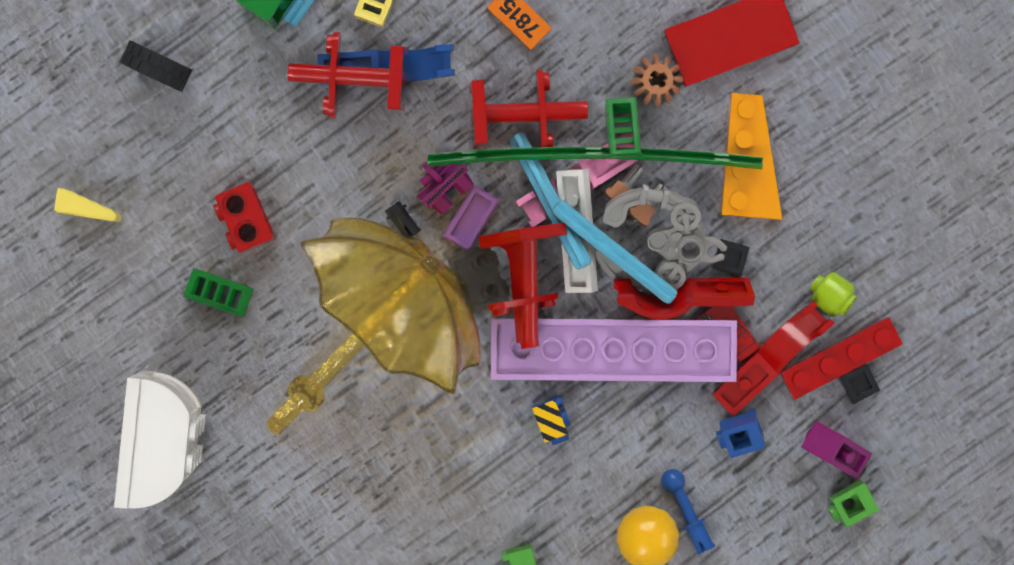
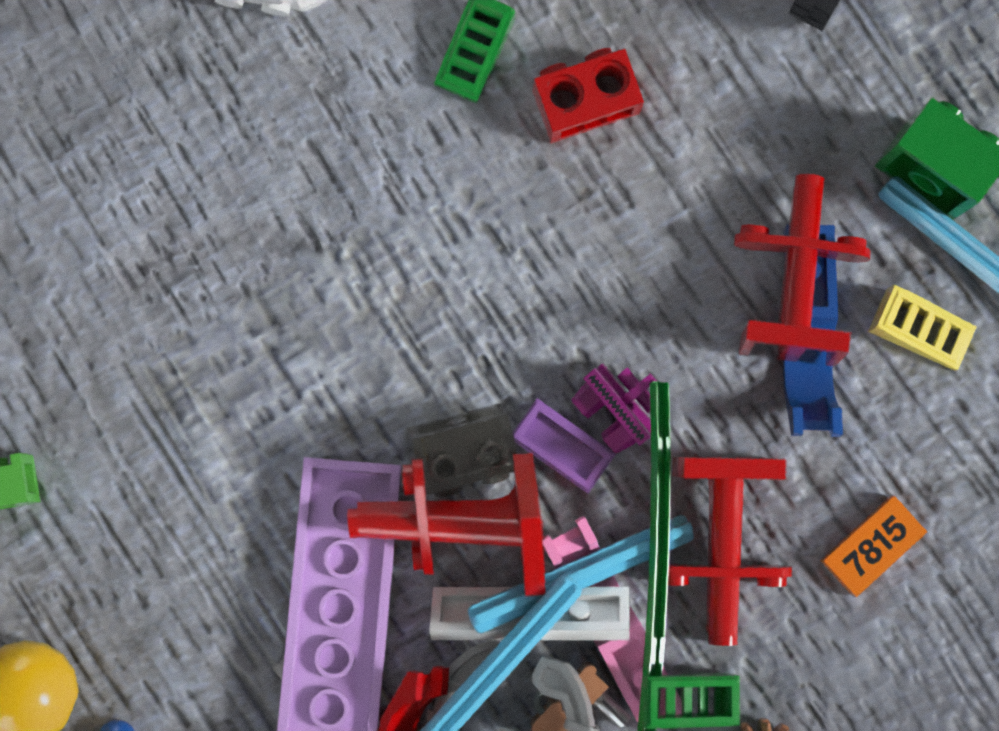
camera: 90 degrees right, 5 degrees down
(393, 302) = (430, 299): clear yellow piece -> none
(402, 219) = (566, 337): black pin -> none
(552, 420) = (230, 549): brick -> none

